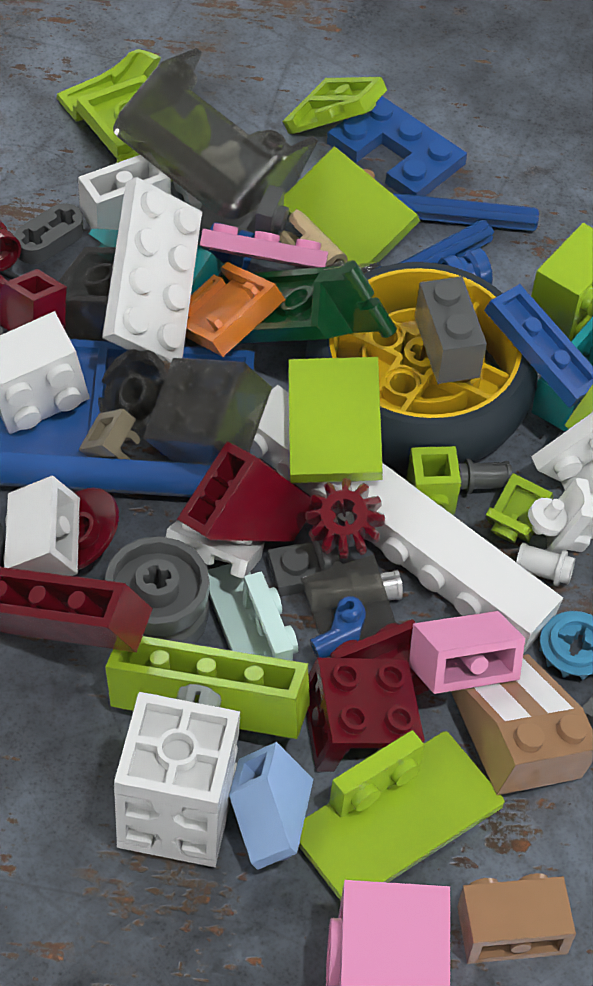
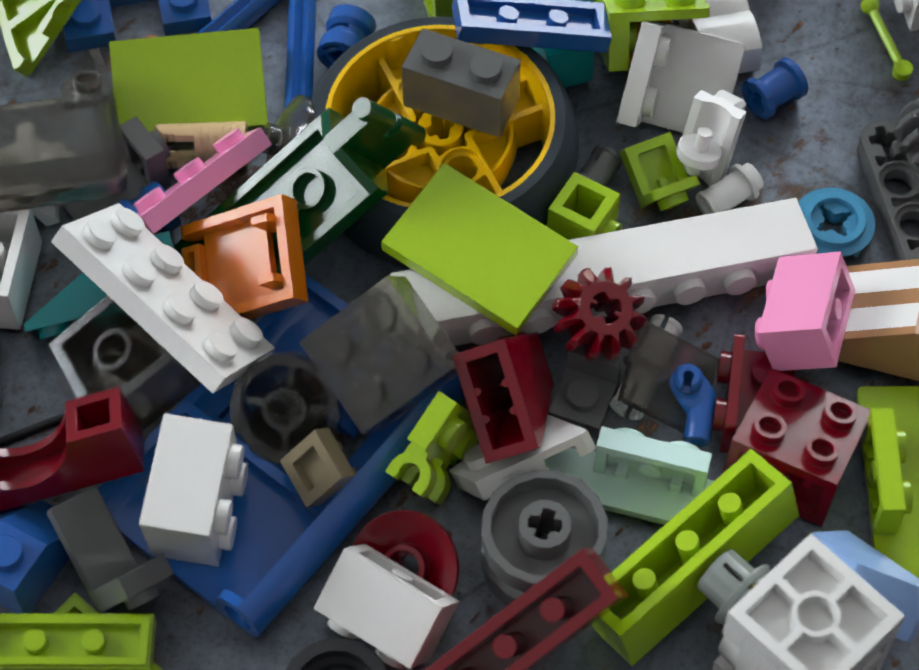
camera: 50 degrees left, 5 degrees up
(172, 475) = (436, 442): none -> lime plate

